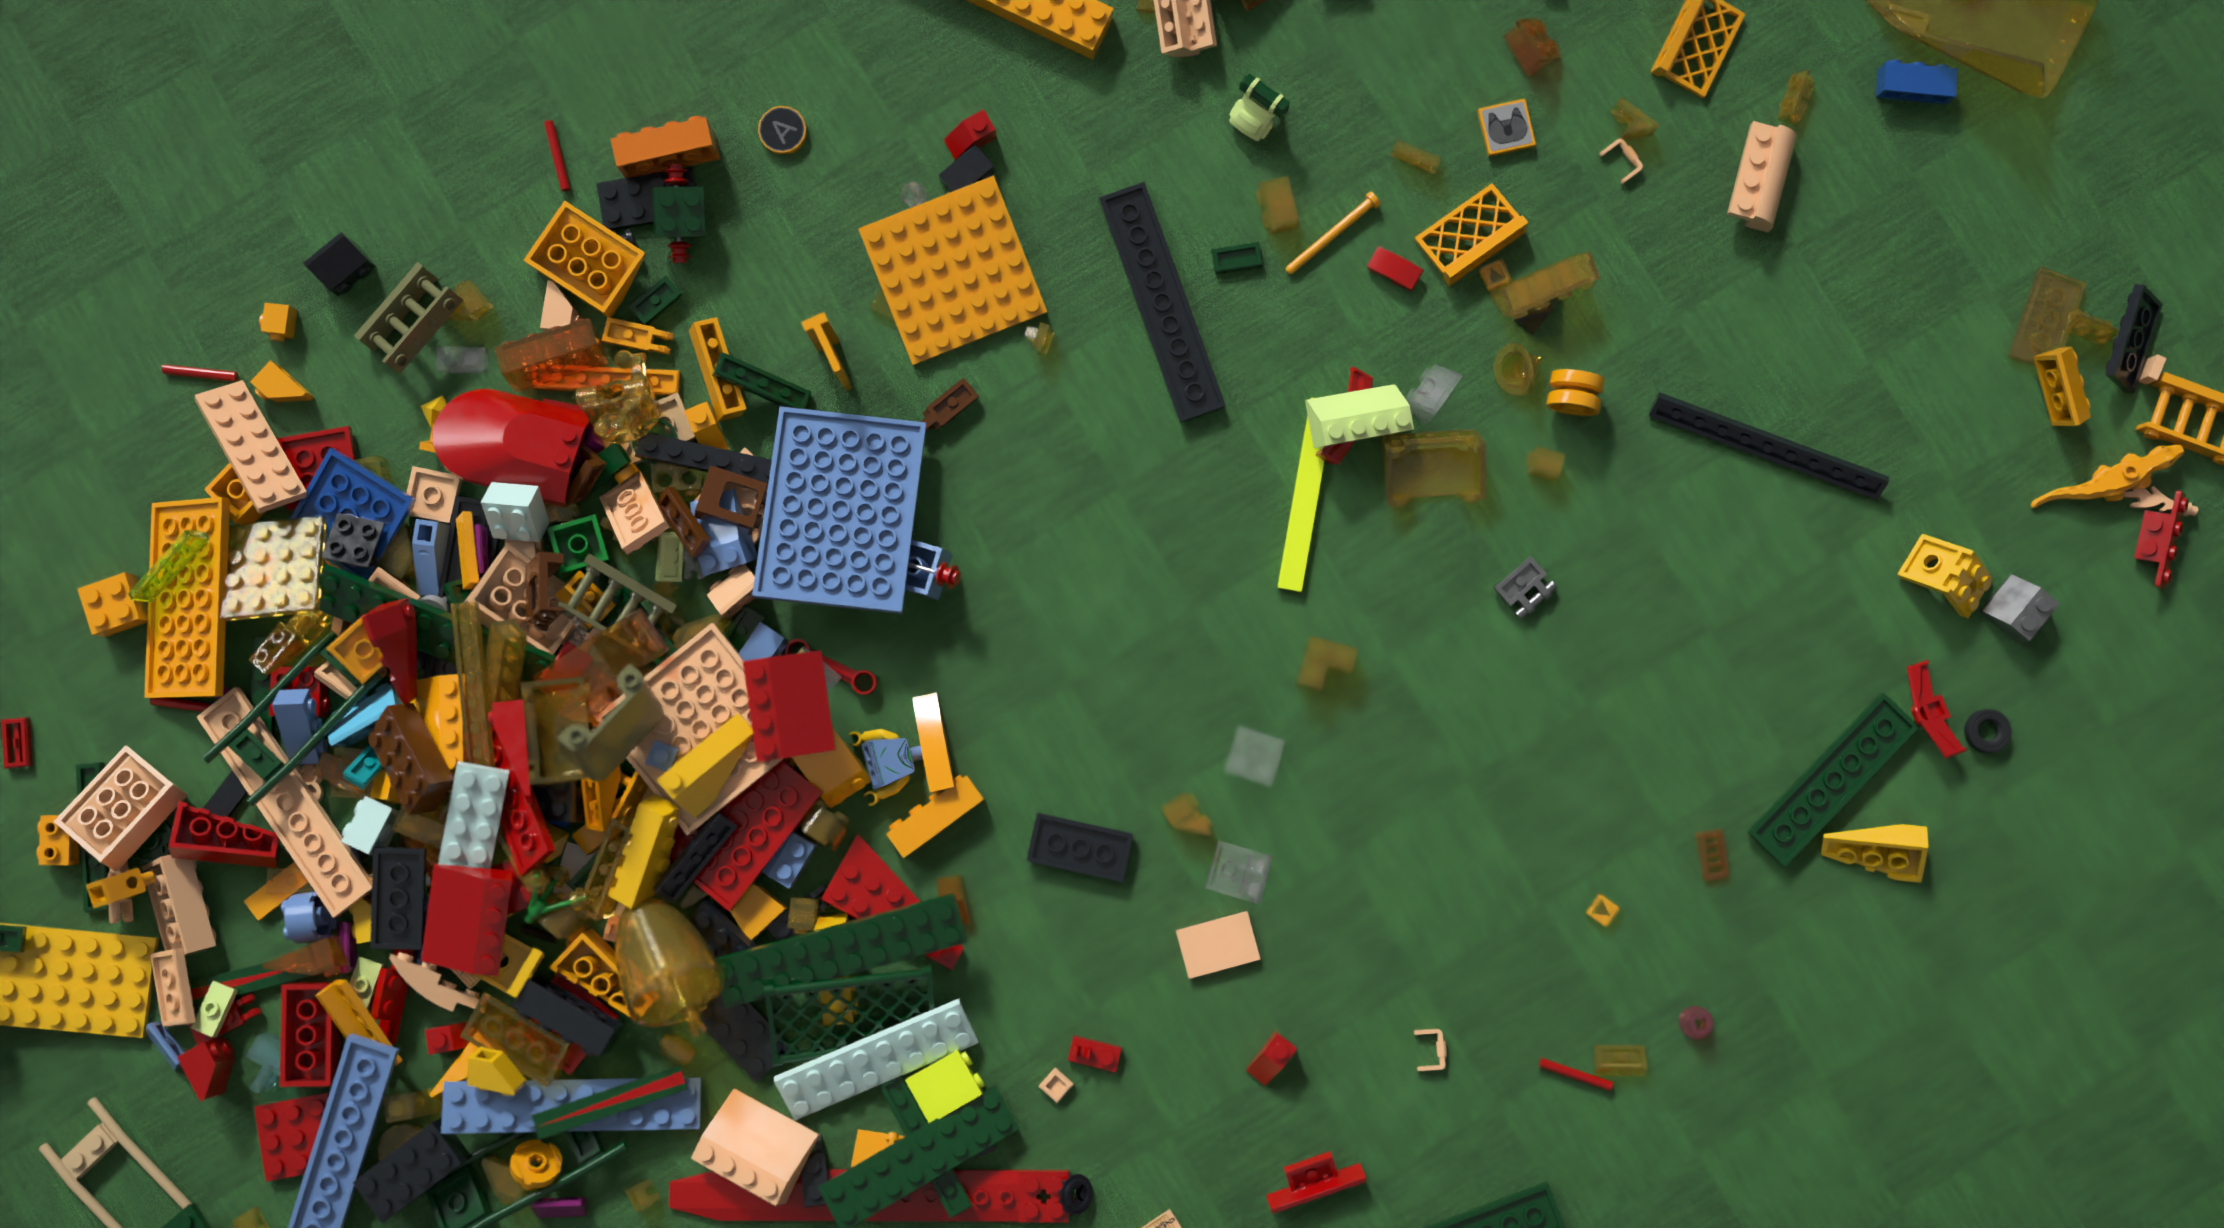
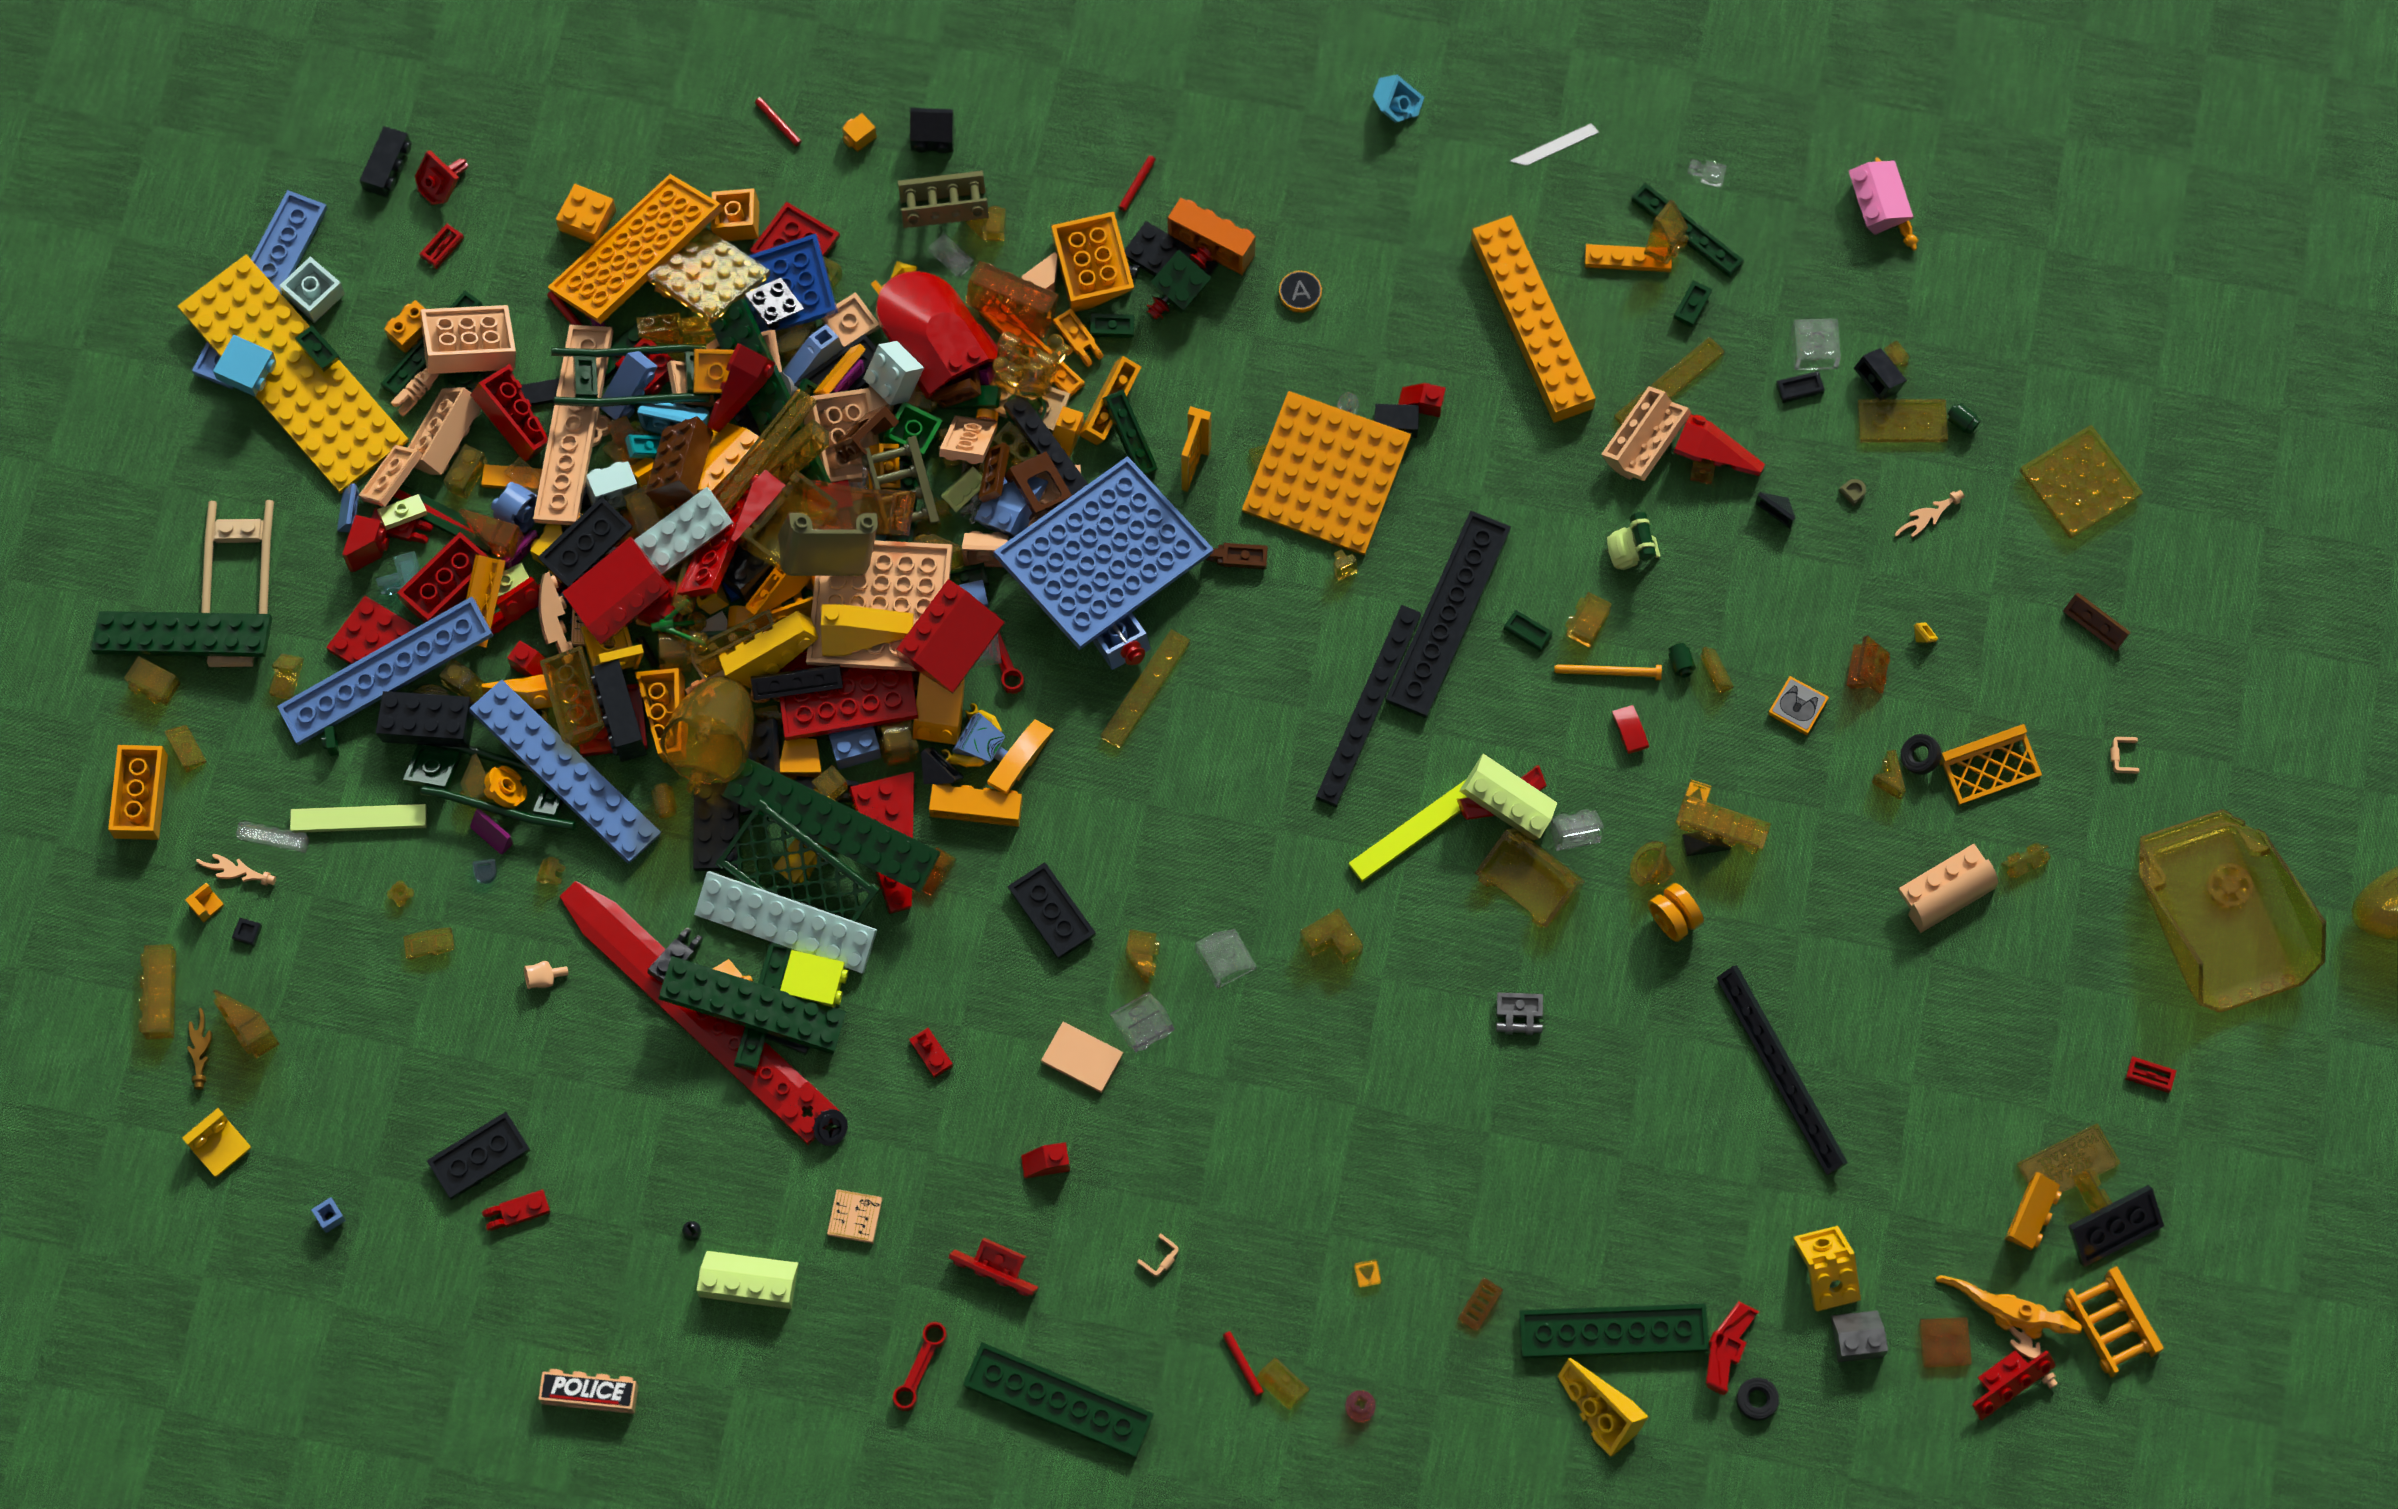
camera: 45 degrees right, 15 degrees down
(119, 886) = (421, 382): light orange torso -> none
(168, 565) = (645, 217): clear neon green tile -> none
(233, 923) = (465, 471): none -> clear yellow brick
(250, 446) = (767, 190): light nougat plate -> none
(279, 385) = (820, 171): light orange slope -> none
(493, 1071) = (540, 698): yellow slope -> none
(609, 1102) = (591, 788): dark green tile -> none
(662, 755) = (839, 595): medium blue plate -> none
(756, 1147) = (654, 905): light nougat slope -> none
(878, 816) = (937, 769): none -> black slope
(977, 589) = (1145, 688): none -> clear yellow tile
(1056, 1085) = (885, 1049): light nougat tile -> none
(1169, 438) = (1368, 706): none -> black plate
(1383, 173) = (1681, 660): none -> dark green brick
(1488, 245) = (1705, 768): light orange fence -> none
(1545, 463) = (1611, 943): clear yellow brick -> none
(1629, 153) = (1870, 796): light nougat piece -> none
(1630, 71) = (1929, 763): none -> black tyre
(1916, 82) = (2122, 922): blue brick -> none
(2026, 197) = (2147, 1082): none -> red tile
(2084, 551) = (1945, 1342): none -> clear orange plate
(2152, 369) = (2112, 1260): light nougat tile -> none

